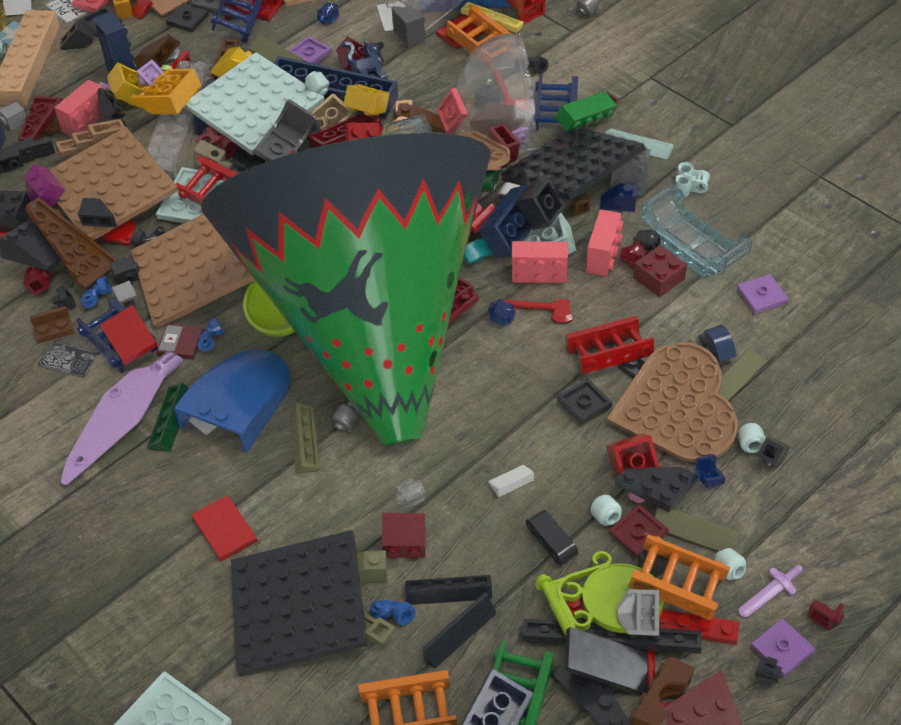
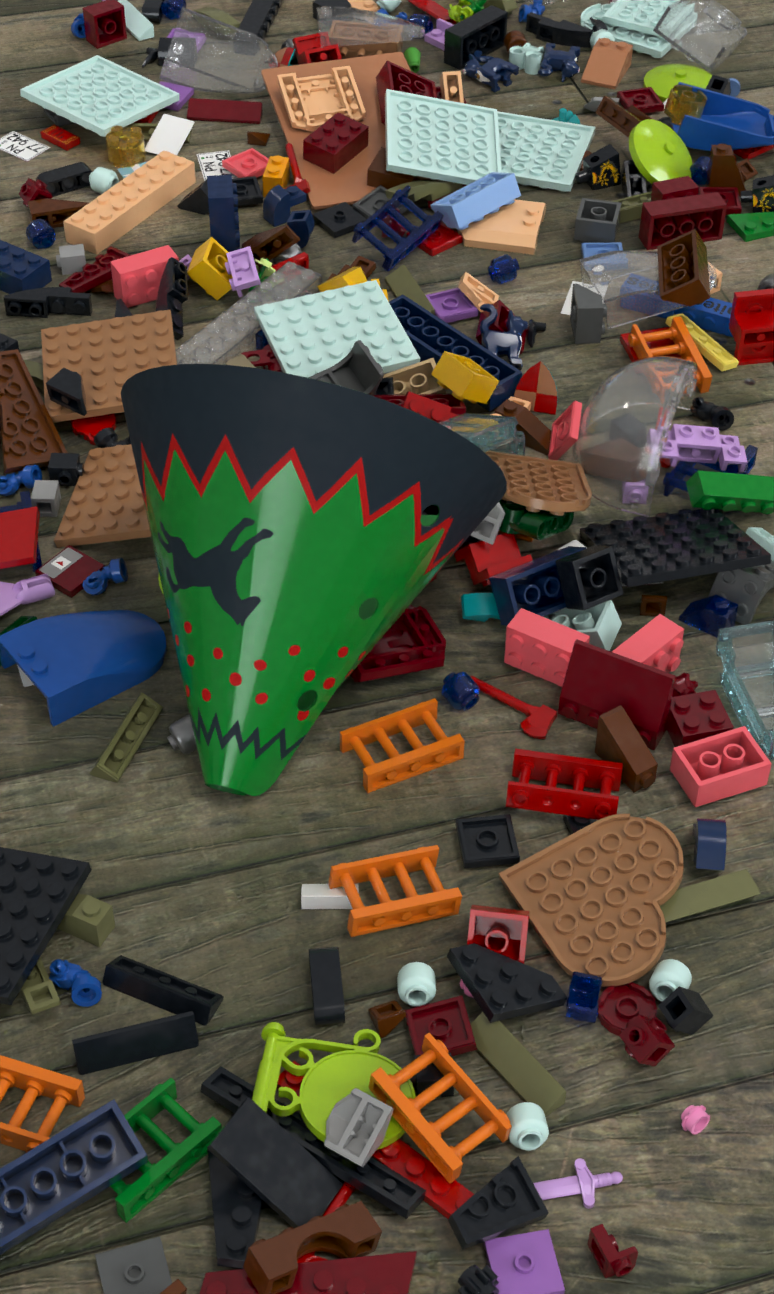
camera: 25 degrees right, 5 degrees down
(43, 184) = (36, 340): magenta slope -> none
(85, 139) = (123, 307): medium nougat slope -> none
(139, 19) = (278, 203): none -> dark blue brick
(165, 27) = (302, 224): none -> dark blue brick
(169, 92) = (245, 289): light orange wedge -> none
(317, 83) = (421, 339): light aqua head -> none
(324, 36) = (476, 291): none -> light nougat wing
(404, 535) = (149, 899): dark red slope -> none
(410, 493) = (196, 854): clear head -> none
(412, 88) = (538, 388): none -> shield
(497, 377) = (406, 765): none -> orange fence
(505, 137) = (601, 502): dark red torso -> none
(549, 86) = (704, 446): none -> lavender bracket
(560, 473) = (400, 912): none -> orange fence
(600, 539) = (386, 1017): none -> reddish brown slope
(605, 273) = (604, 680): none -> dark red slope
(626, 302) = (621, 743): none -> reddish brown slope
(648, 238) = (709, 678): black head -> none
(692, 292) = (720, 766): none -> coral brick
(737, 466) = (623, 1003): none -> dark red tile
(747, 619) = (499, 1207): none -> black wing
(769, 477) = (646, 1040): none -> dark red brick
(818, 513) = (694, 1119): none -> bright pink plate

